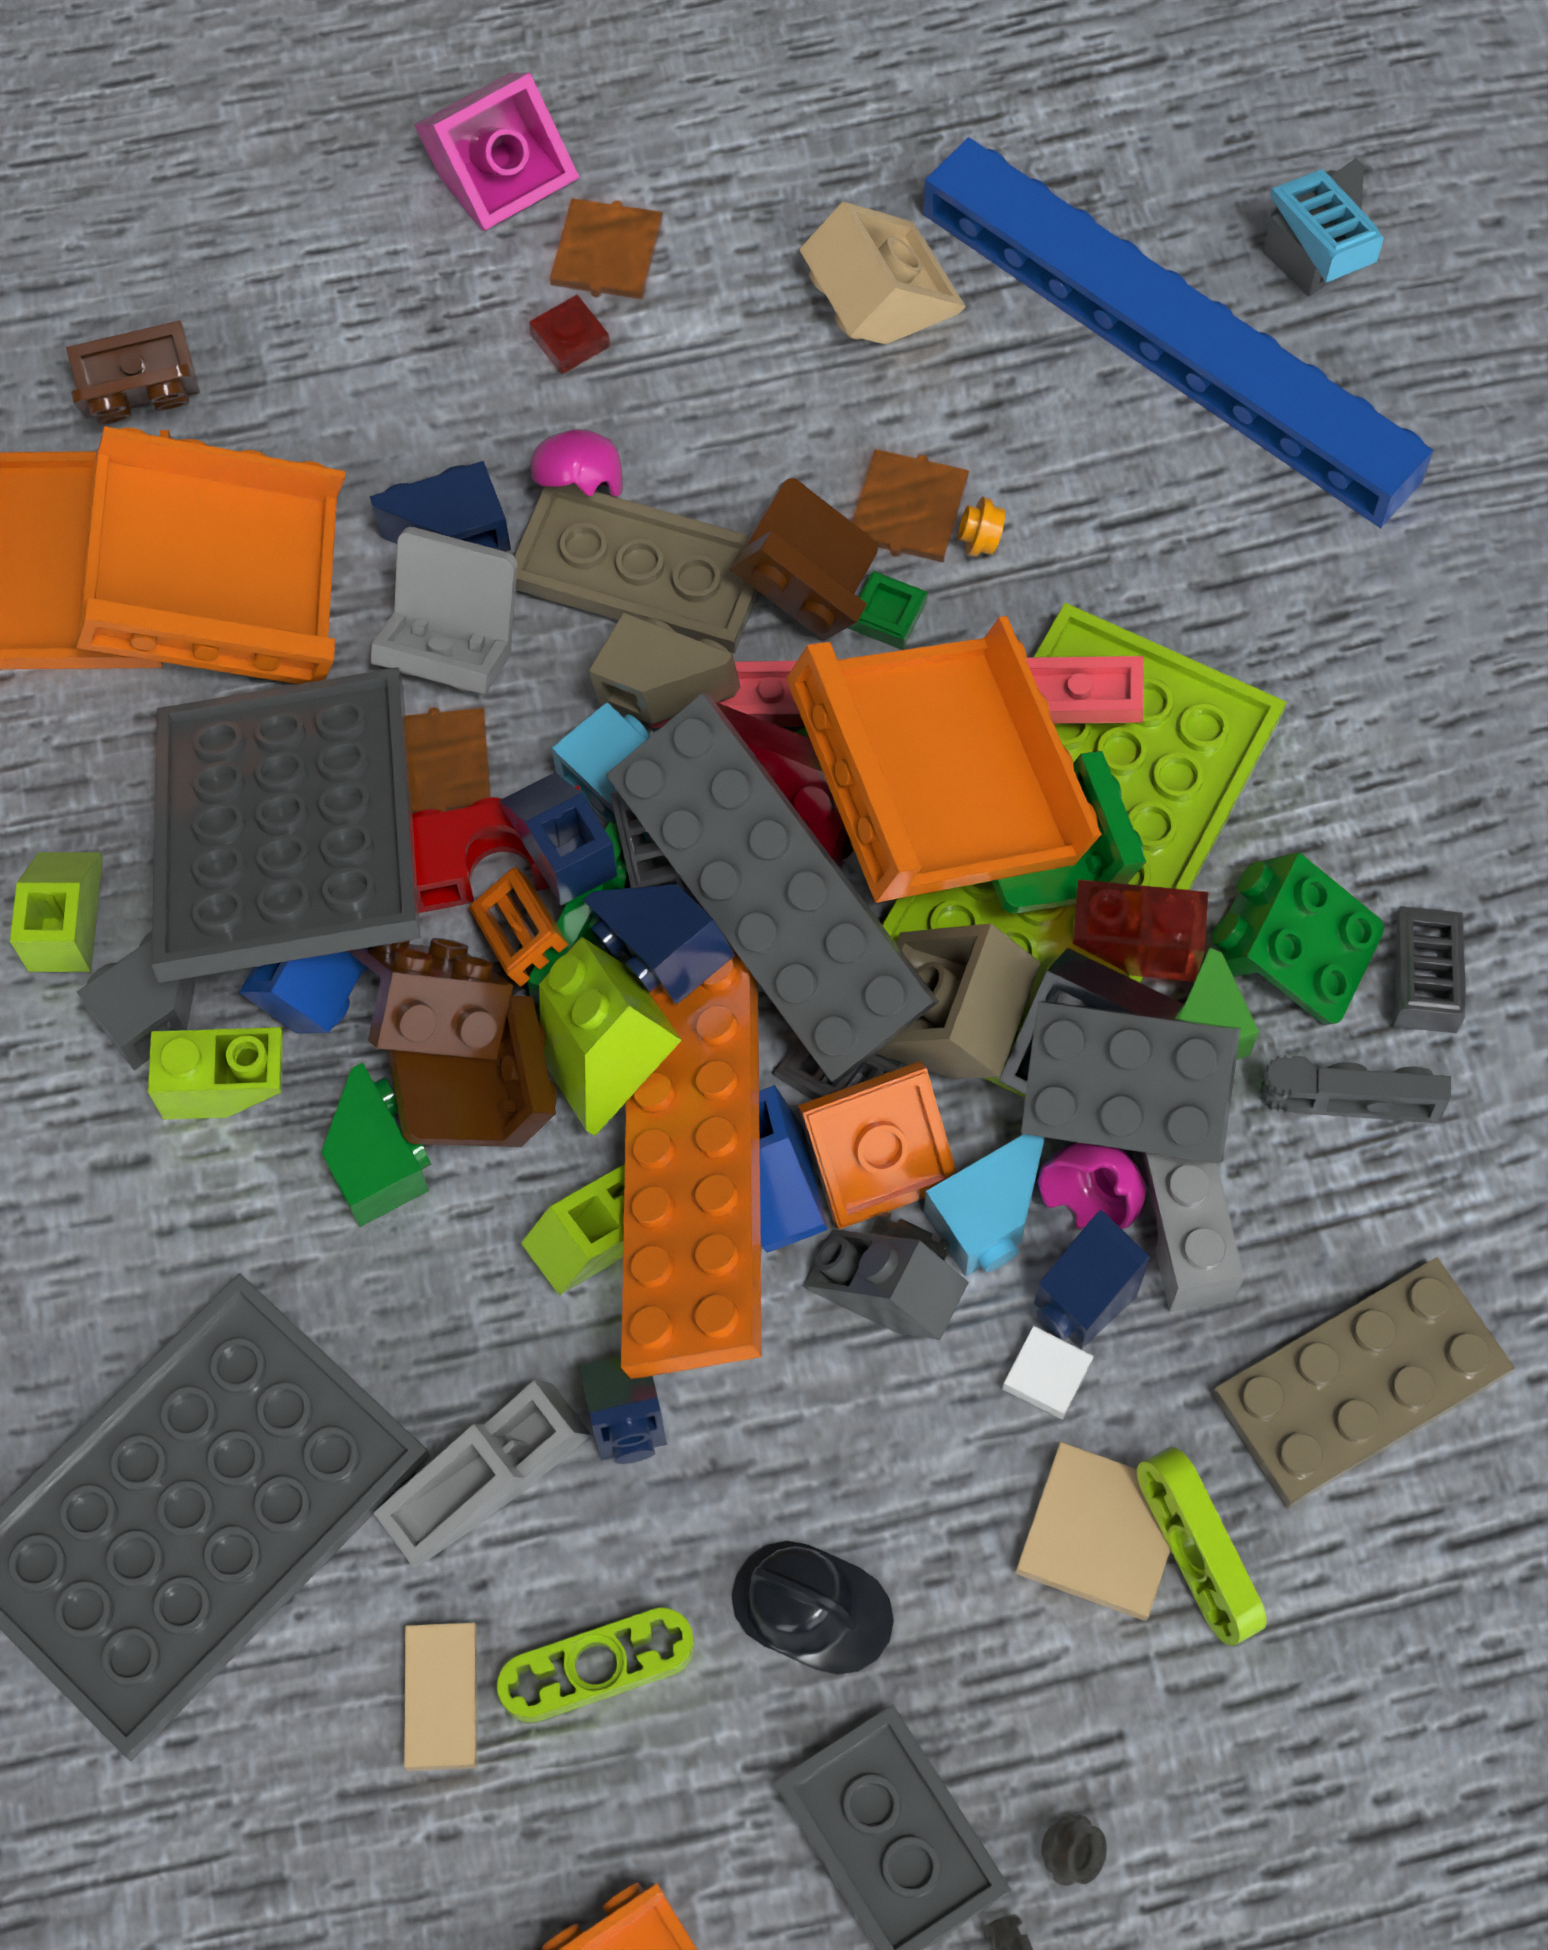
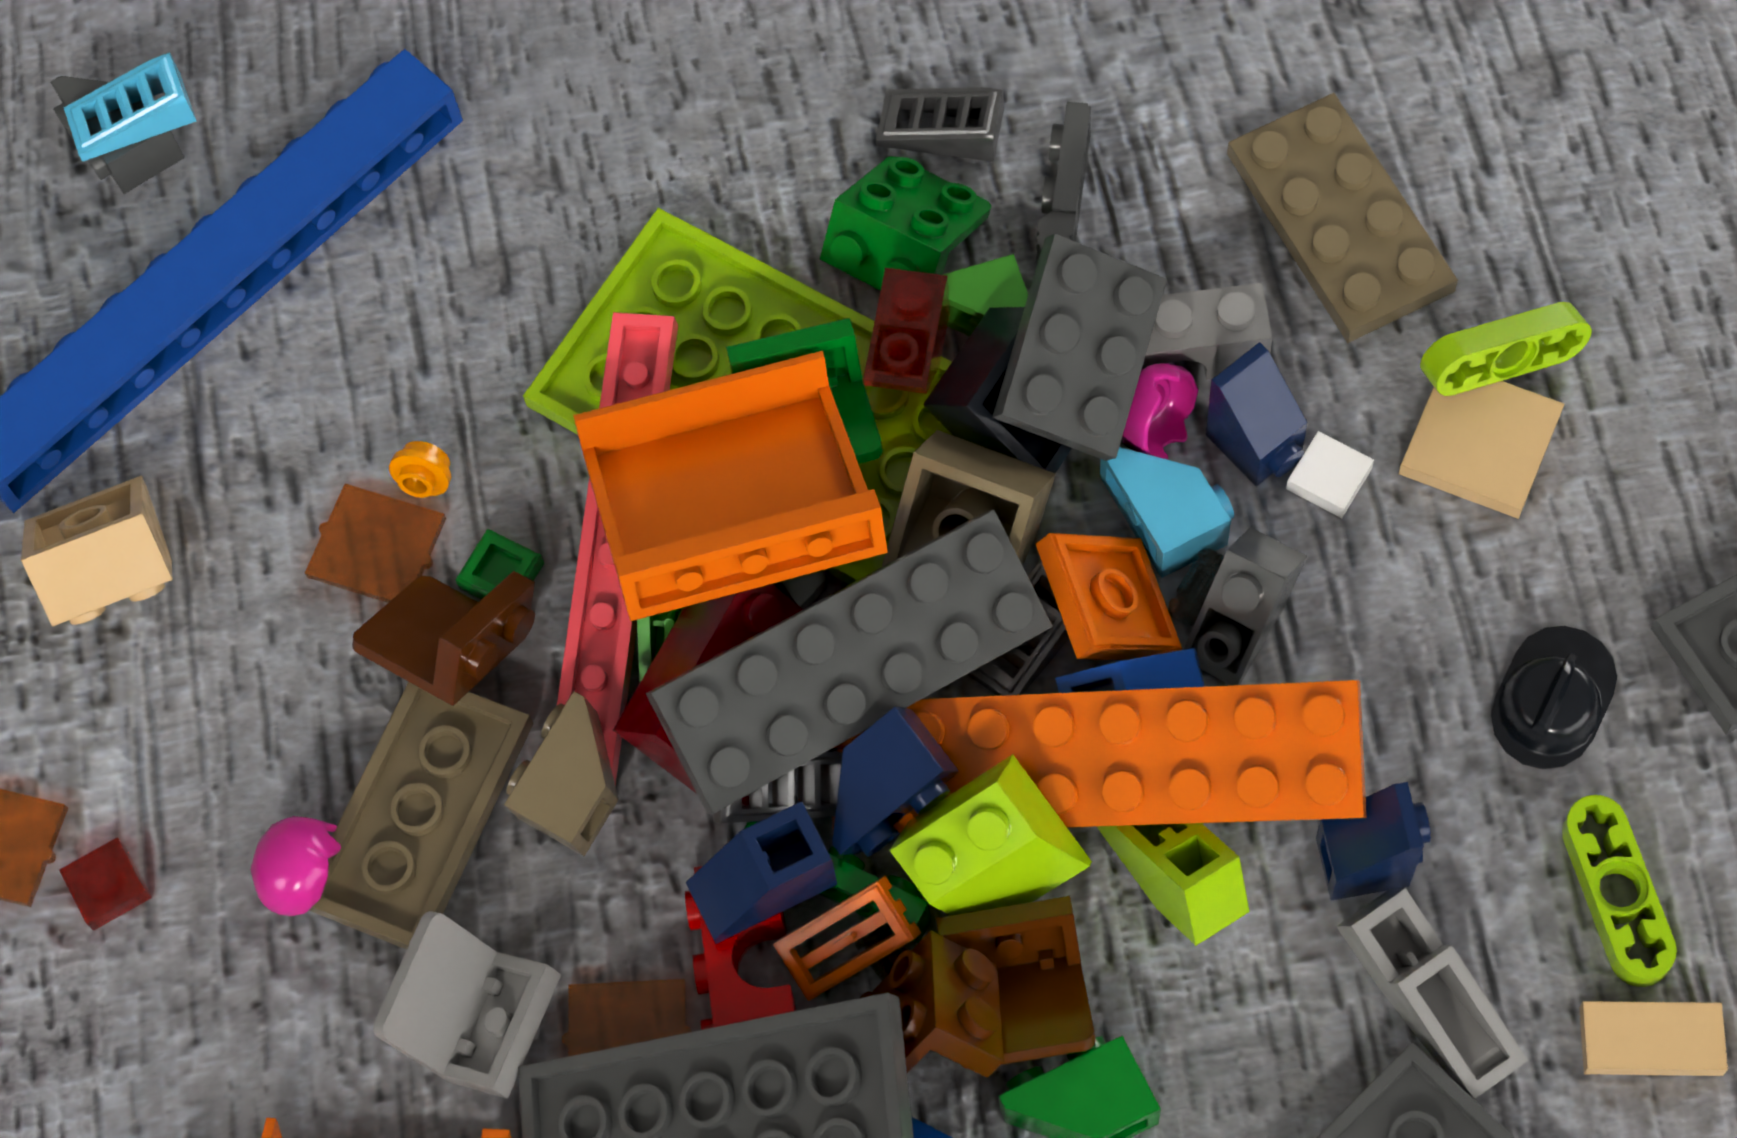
camera: 80 degrees left, 0 degrees up
(452, 504) = (332, 1013): dark blue slope -> none
(593, 751) = (661, 843): medium azure slope -> none

